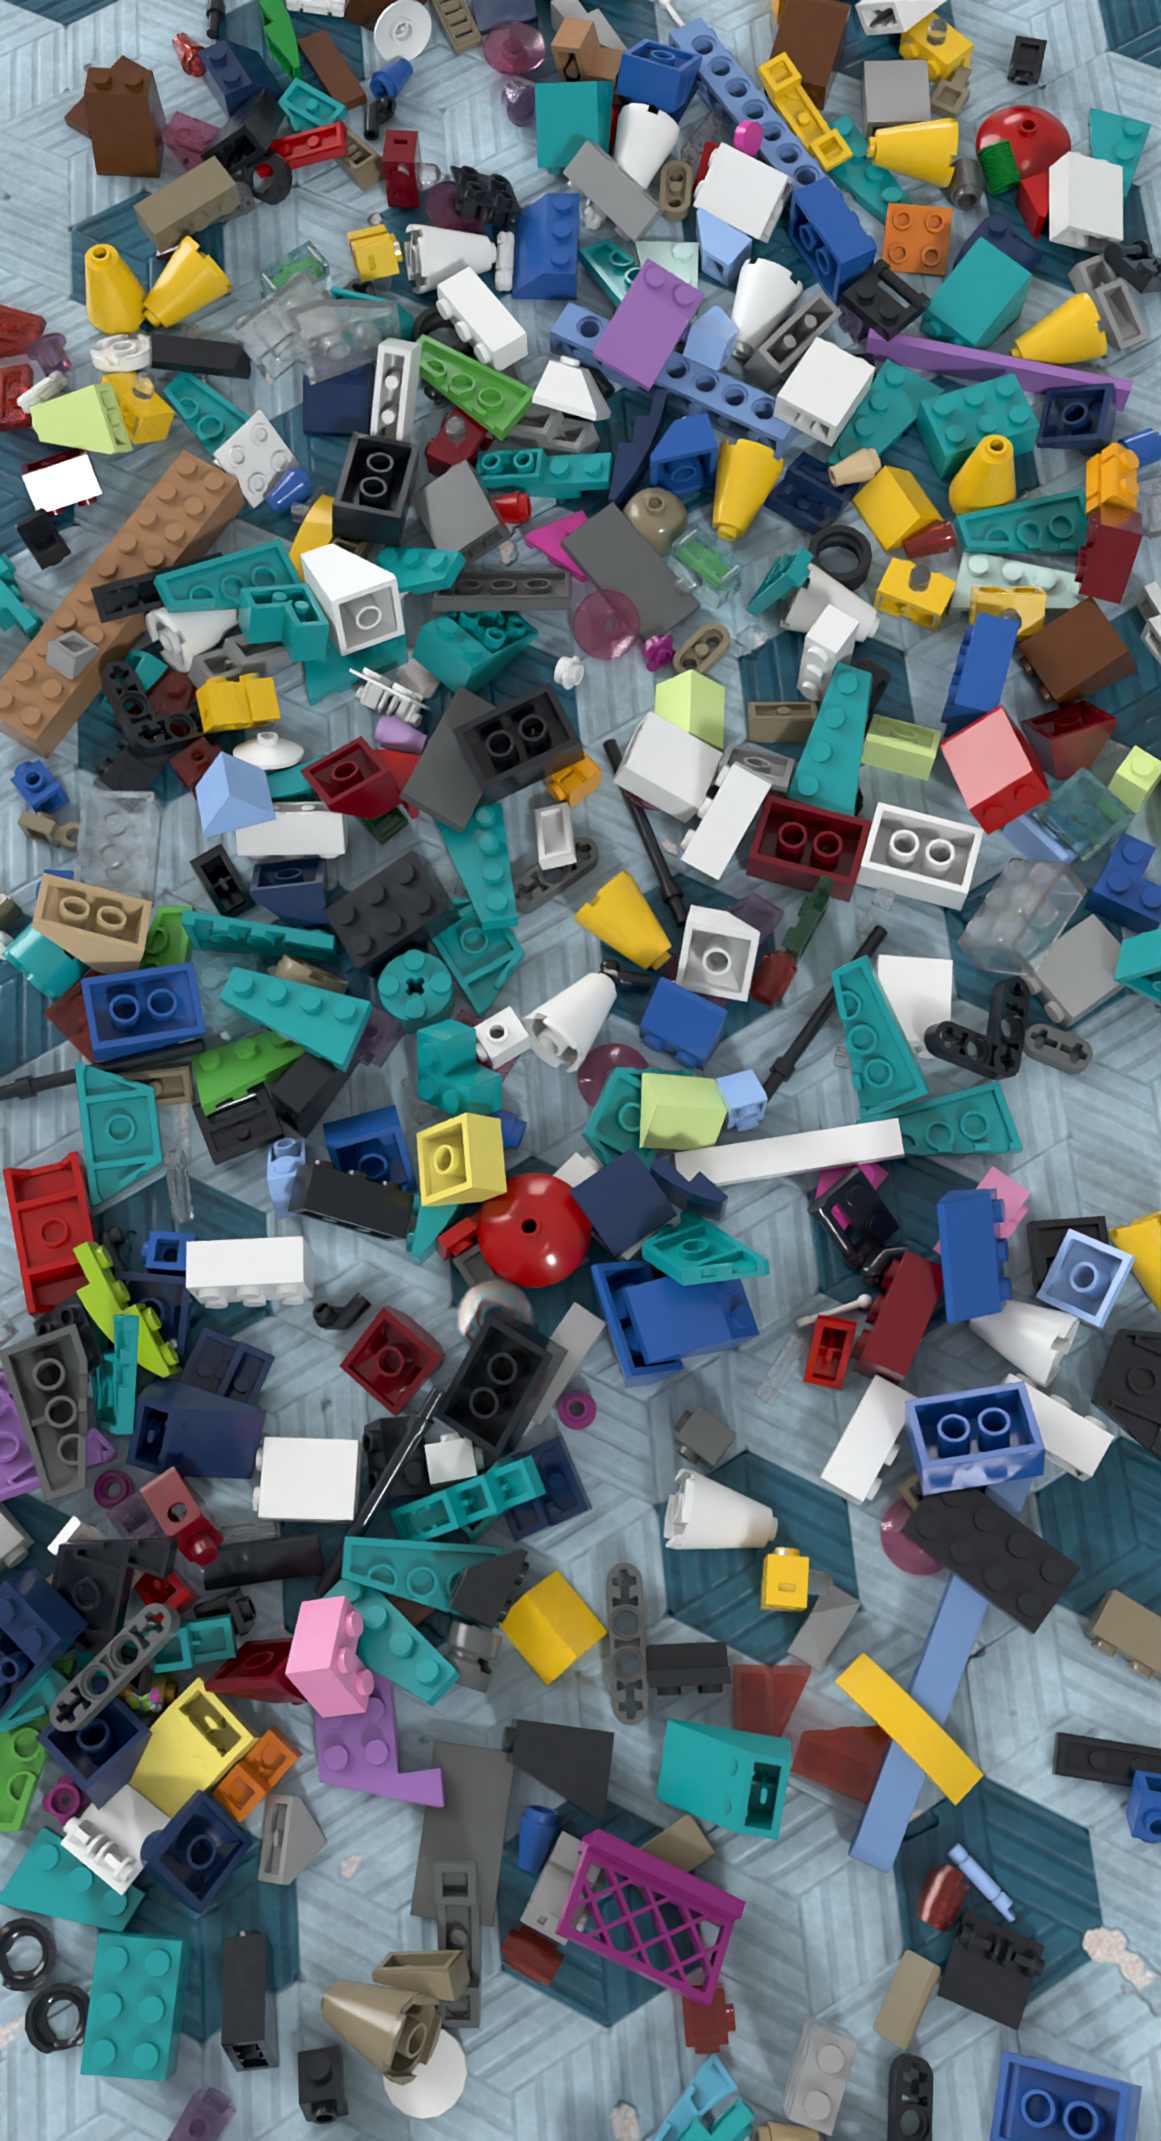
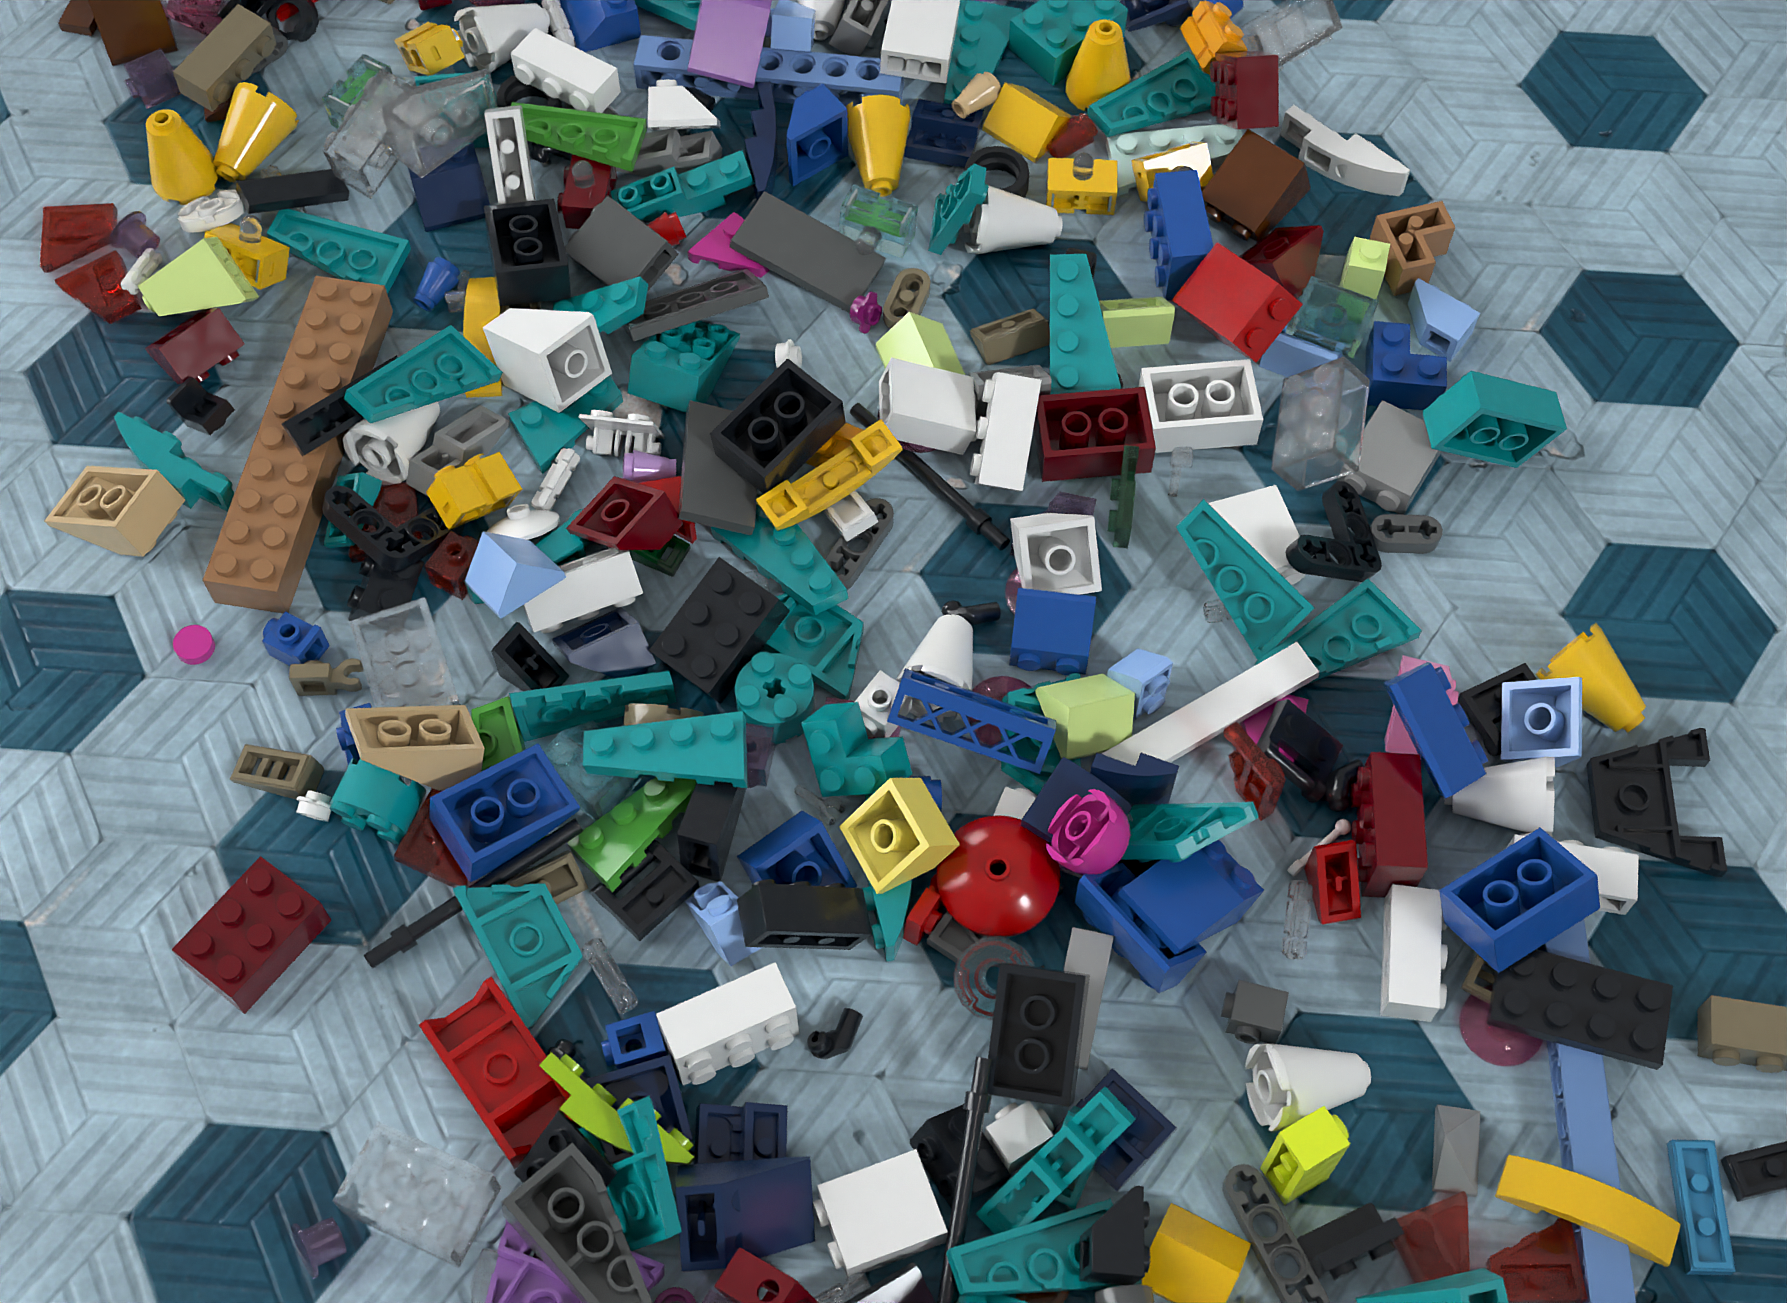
camera: 25 degrees left, 10 degrees down
(70, 654) = (281, 496): light grey slope -> none
(118, 200) = (151, 79): none -> clear purple brick
(255, 458) = (391, 261): white hinge -> none
(285, 615) = (489, 391): teal brick -> none
(317, 717) = (555, 480): none -> white axle
(393, 1359) = (912, 1059): dark red slope -> none
(549, 808) = (831, 480): none -> yellow slope
(574, 1071) = (976, 706): none -> blue fence
(577, 1422) = (1115, 1048): magenta plate -> none
(591, 620) = (793, 290): clear pink dish -> none
(617, 1229) = (1089, 833): none -> dark pink cylinder
(626, 922) = (953, 560): yellow cone -> none
(657, 517) = (812, 193): dark tan cylinder -> none
(678, 1582) = (1305, 1154): none -> neon yellow brick
(772, 978) = (1115, 562): clear red brick -> none
(785, 1066) = (1163, 639): black bar -> none
(789, 1580) = (1407, 1114): yellow piece -> none
(801, 1231) = (1255, 775): none -> clear red wing
(825, 645) = (1031, 256): white brick -> none
(1014, 1765) = (1700, 1207): none -> dark azure tile

